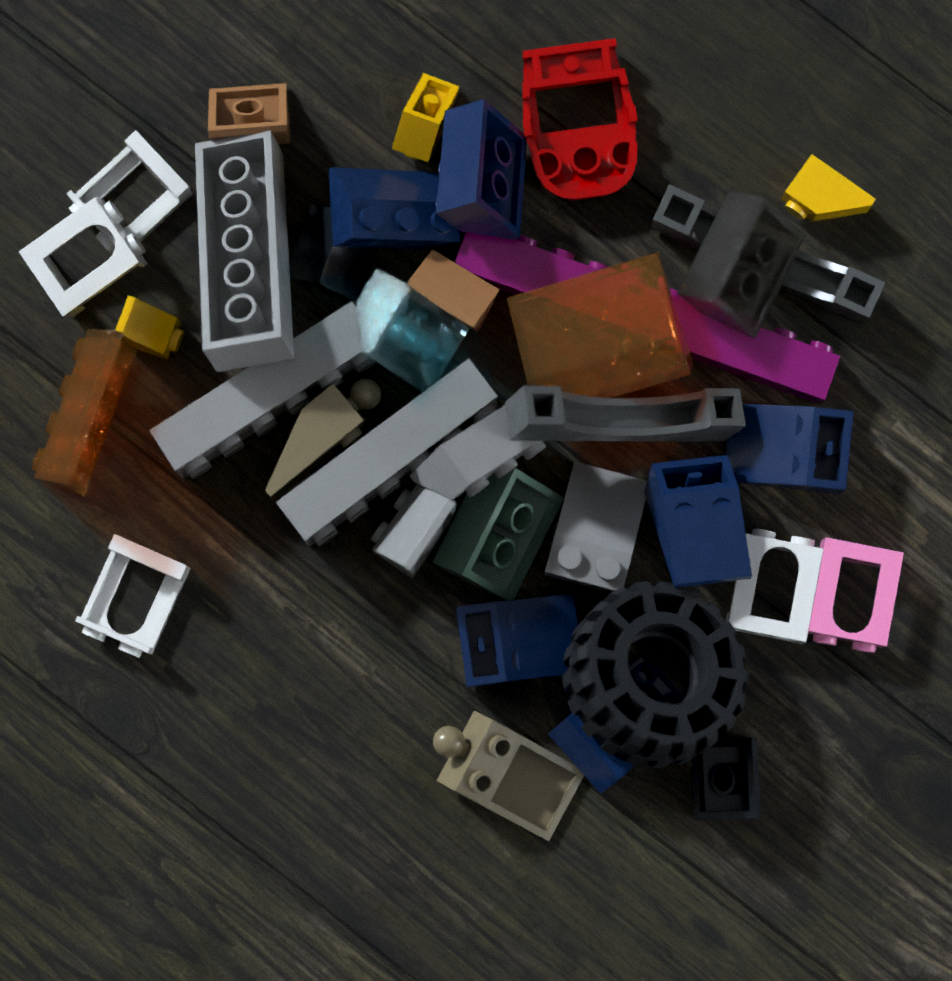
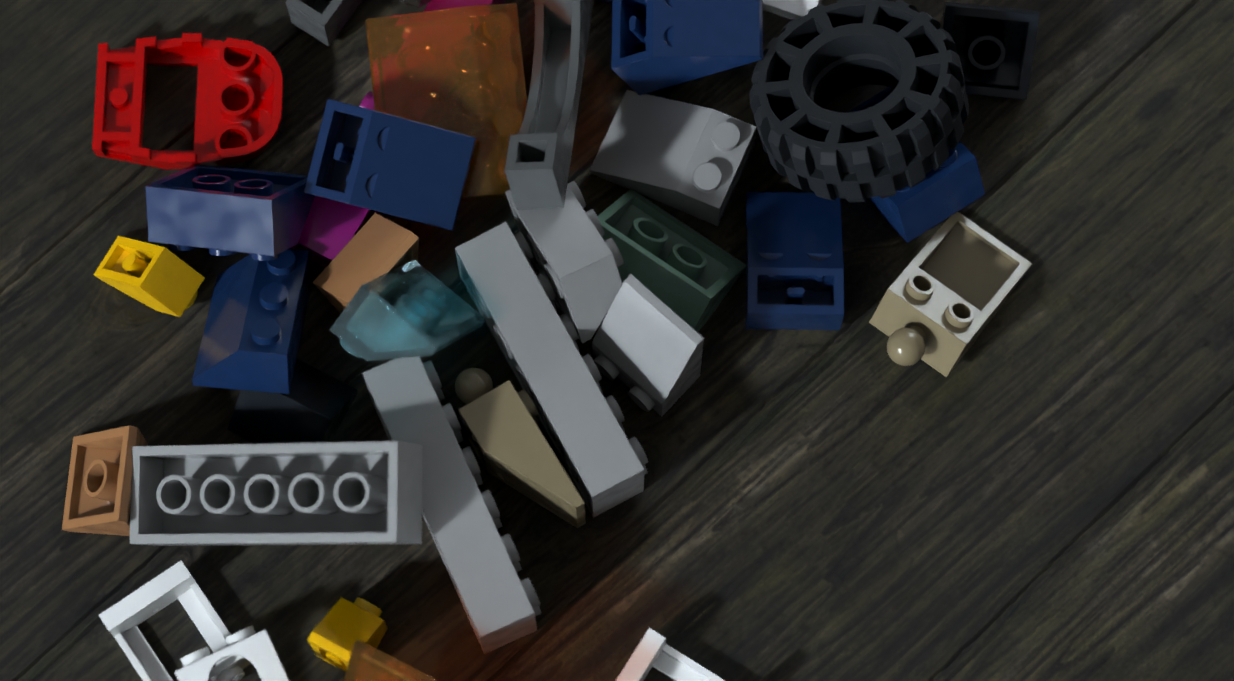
camera: 80 degrees left, 10 degrees down
(532, 292) = (390, 164): none -> dark blue slope

